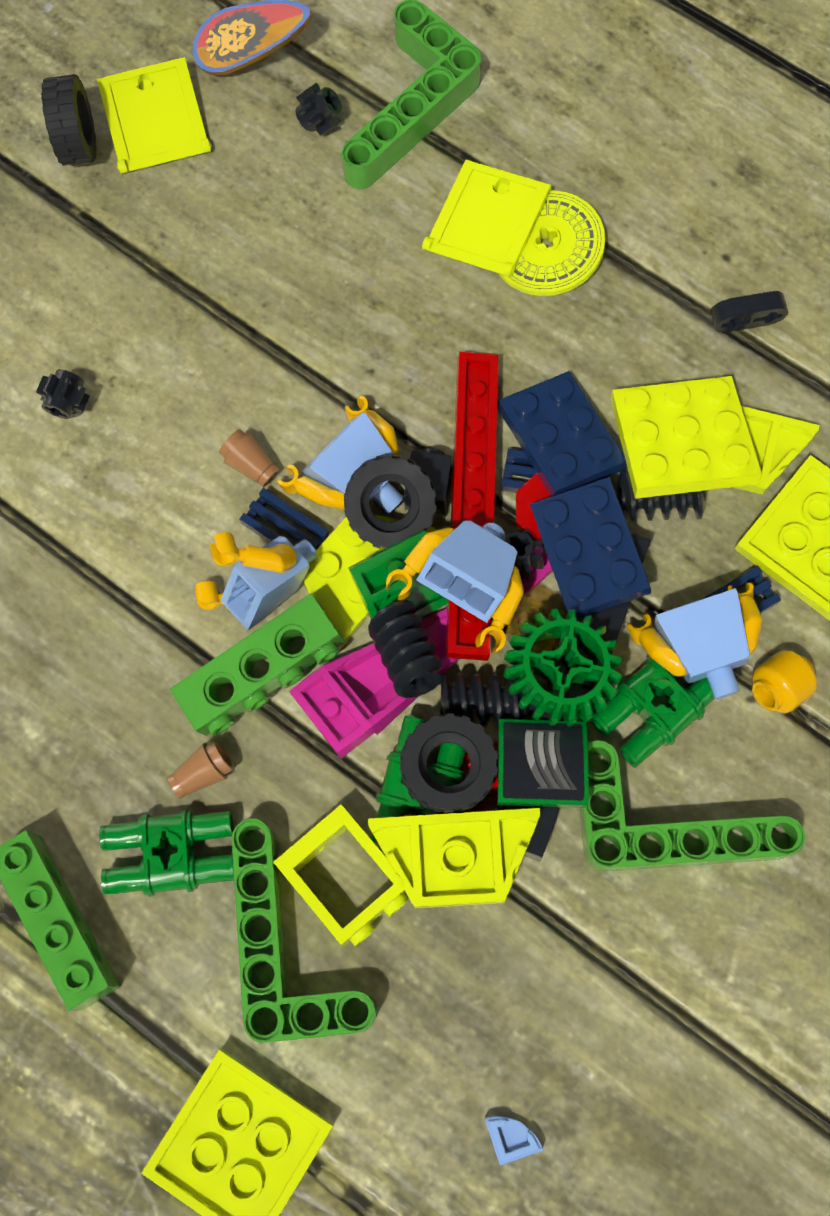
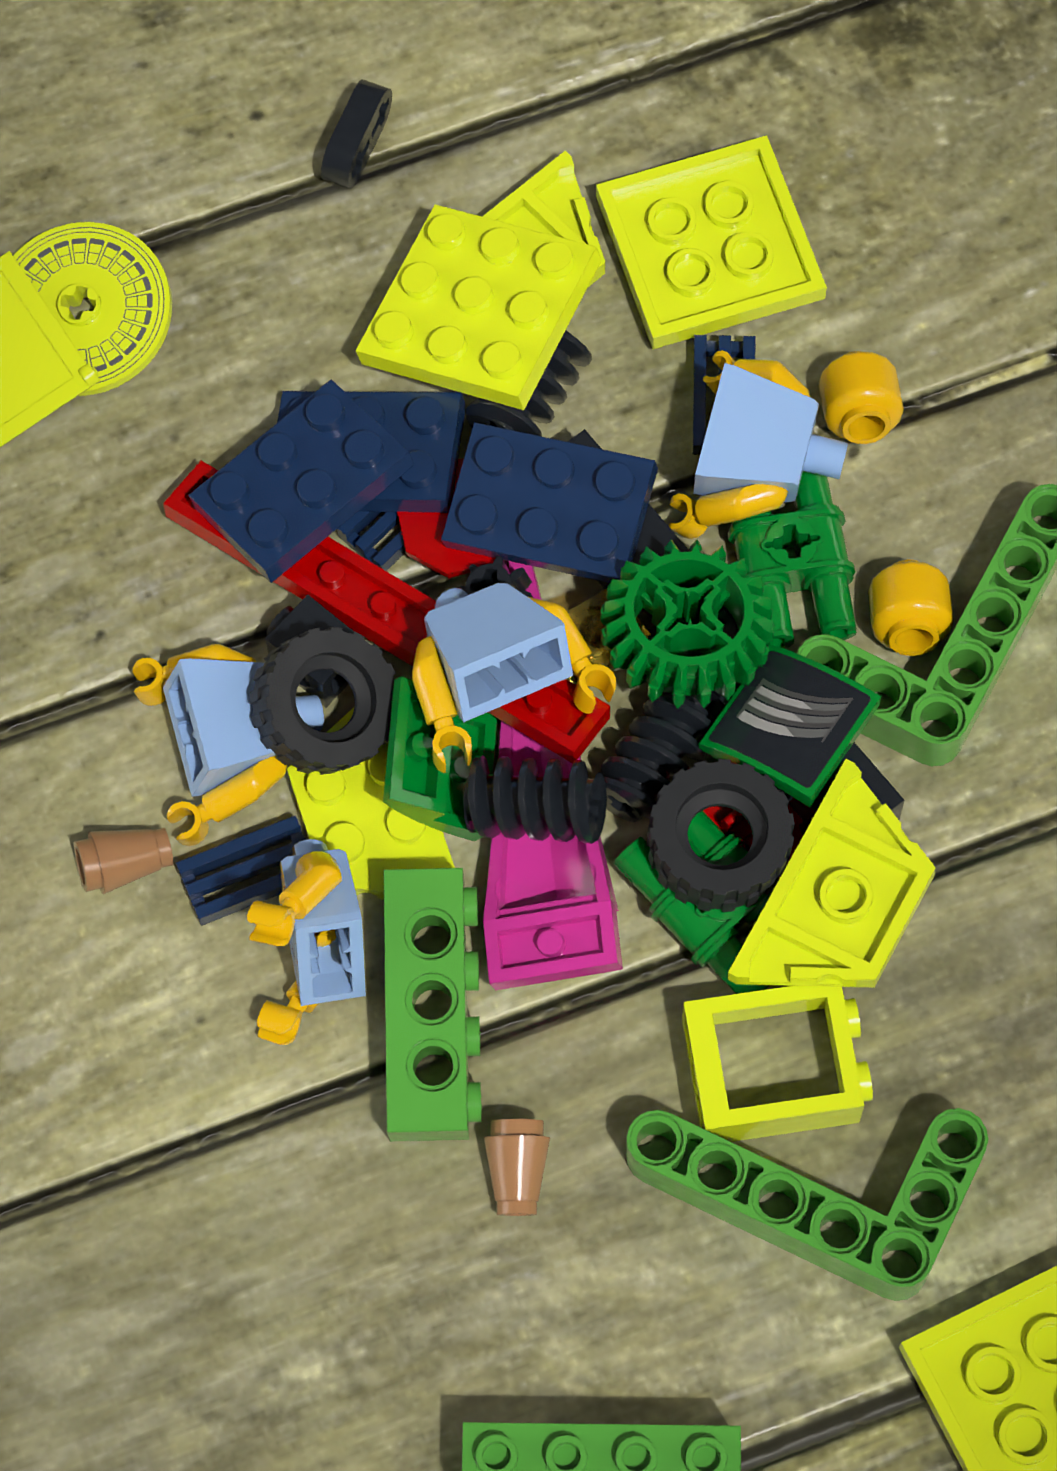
camera: 60 degrees left, 5 degrees down
(152, 836) = (617, 1300): green pin -> none
(514, 410) = (301, 480): none -> dark blue plate
(671, 789) = (910, 607): none -> yellow head

